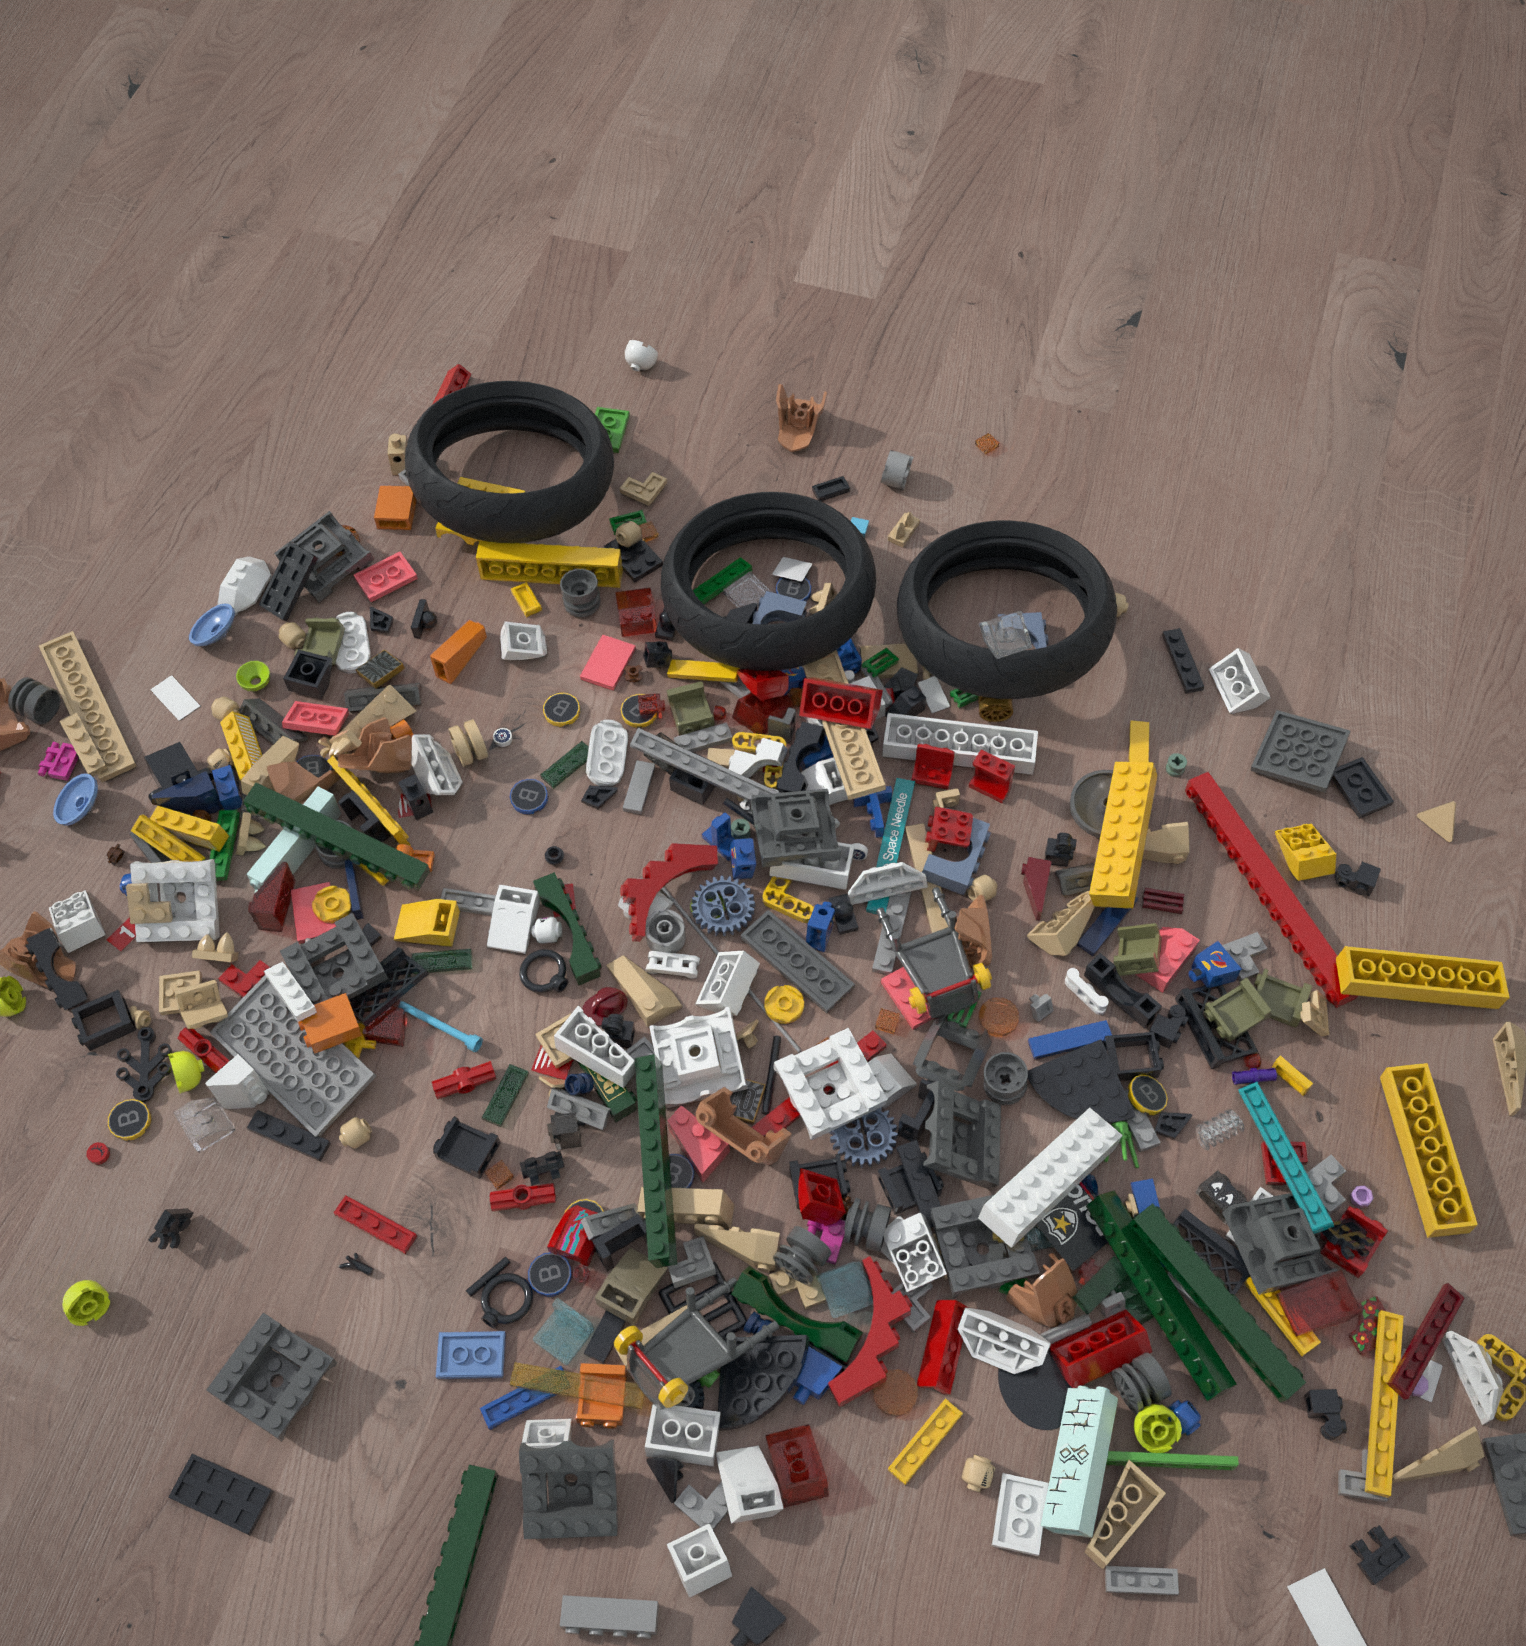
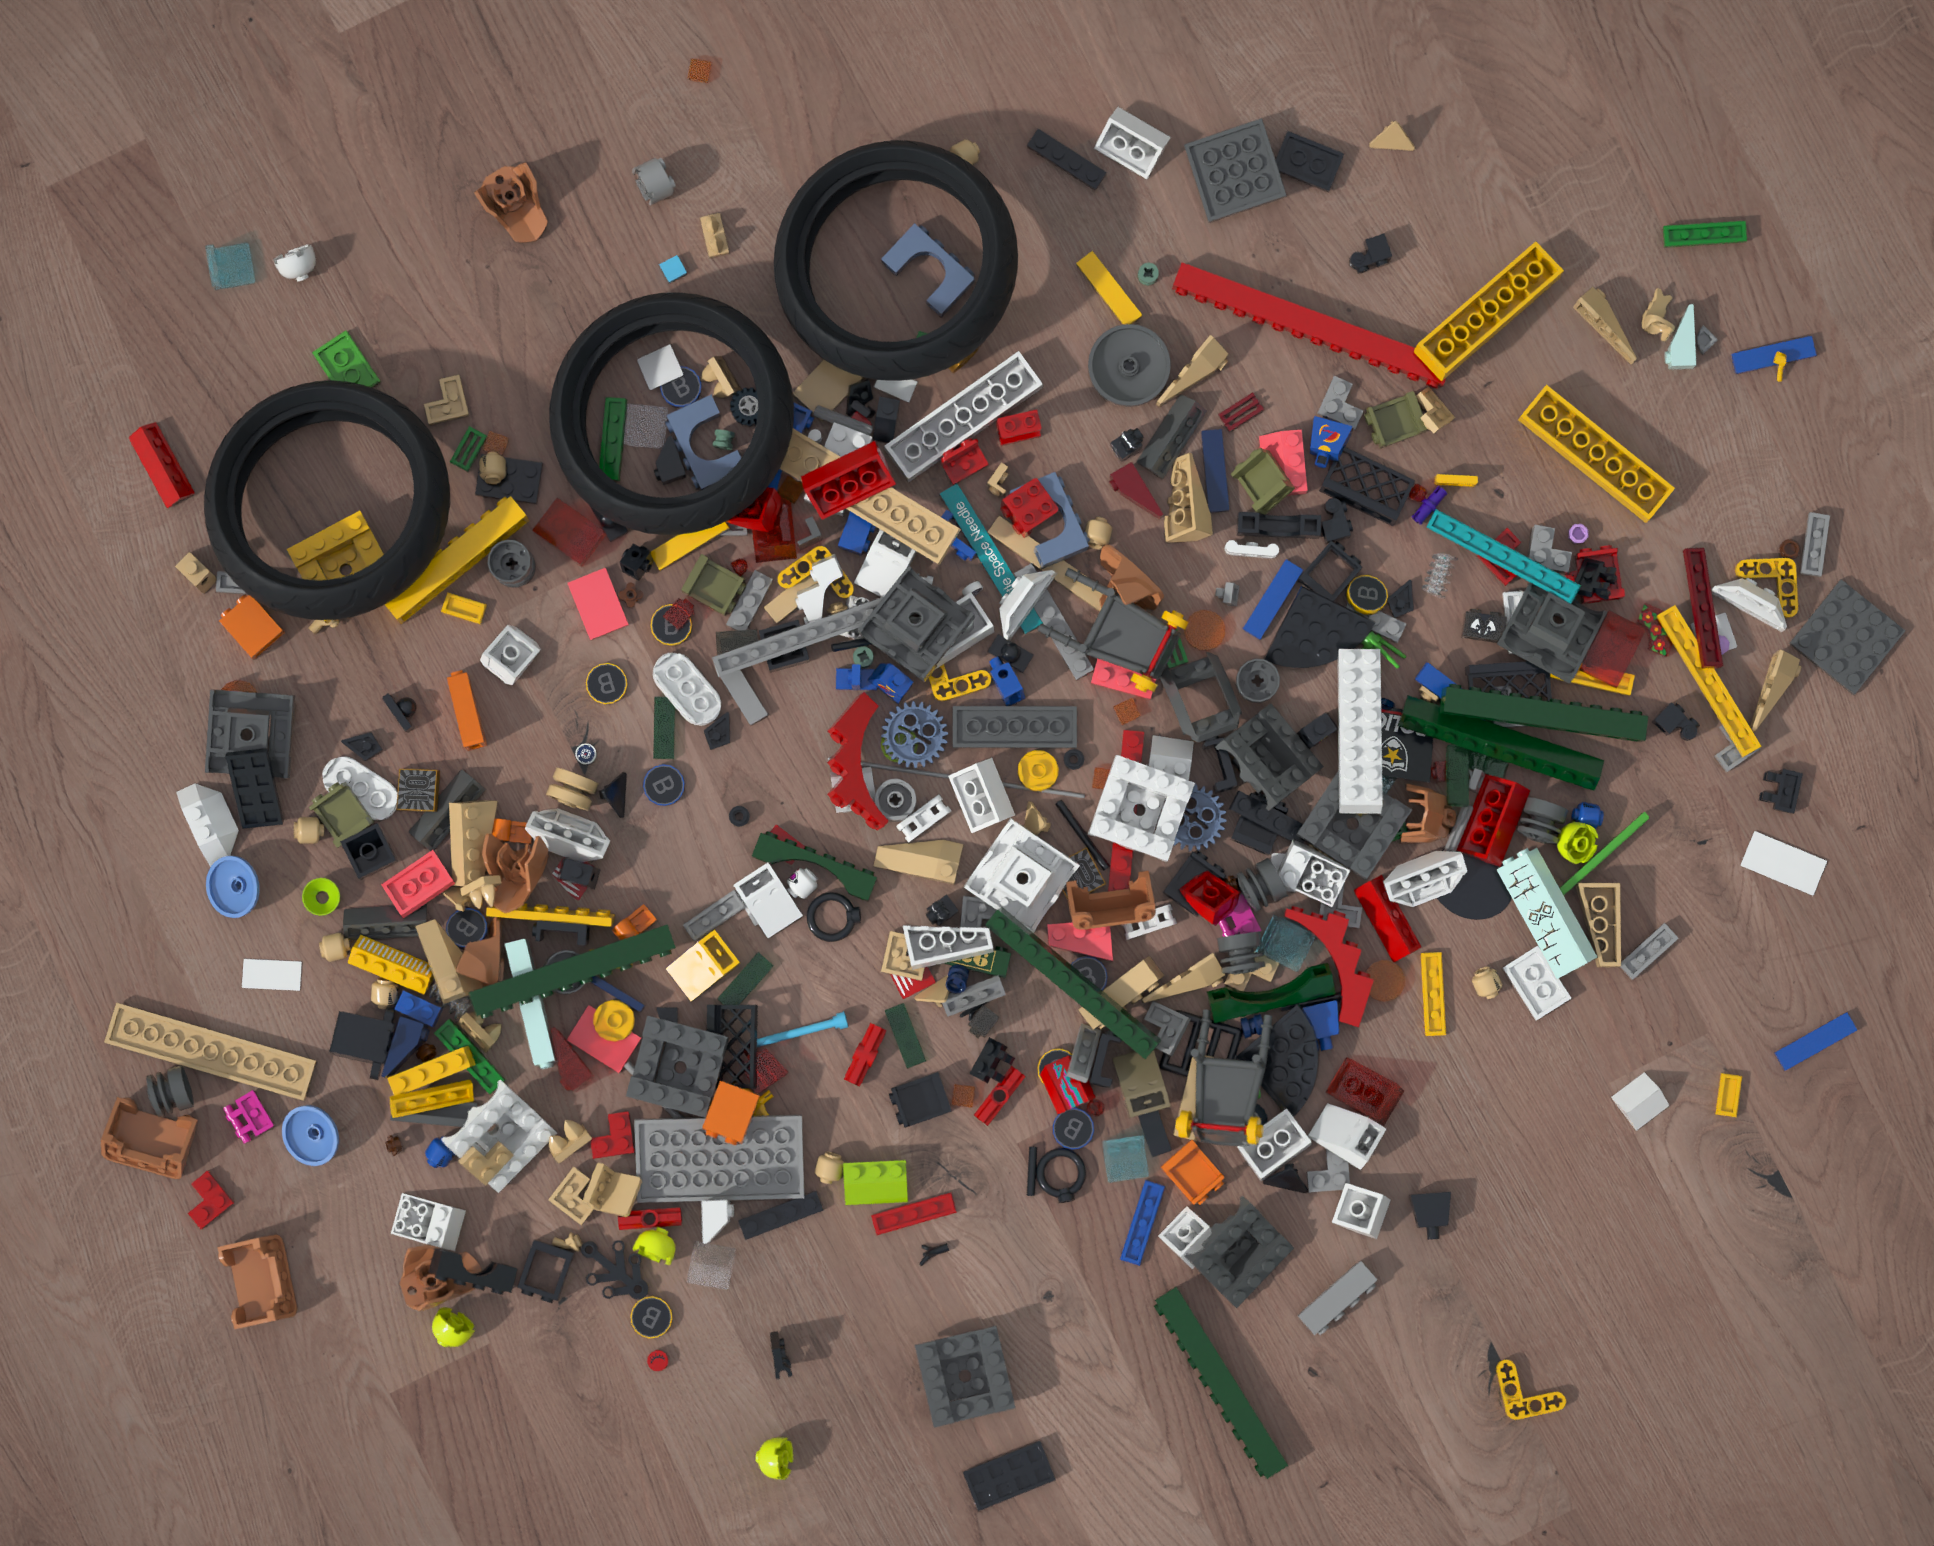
camera: 50 degrees left, 25 degrees up
(83, 744) = (256, 1087): tan plate -> none
(123, 935) = (475, 1194): red sticker -> none
(290, 991) = (676, 1119): white plate -> none
(373, 1173) = (875, 1182): none -> lime slope
(385, 576) = (320, 701): coral plate -> none
(443, 541) = (318, 624): none -> tan arm
(470, 1355) = (1076, 1232): medium blue tile -> none
(492, 772) = (615, 794): none -> black piece
(577, 1385) = (1171, 1182): clear yellow tile -> none
(599, 333) = (230, 266): none -> clear light blue bracket
(604, 1003) = (905, 899): dark red piece -> none
(757, 1177) = (1151, 925): none -> white plate
(808, 741) = (868, 580): black arch -> none
(817, 1013) = (1073, 752): none -> black plate
(831, 488) = (609, 248): black tile -> none
(867, 664) = (828, 413): green tile -> none
(1006, 634) = (943, 314): clear slope -> none
(1017, 1153) = (1317, 730): none -> black torso
(1123, 835) = (1170, 390): yellow brick -> none
(1237, 1011) = (1377, 466): olive panel -> none
(1306, 852) = (1312, 264): yellow slope -> none

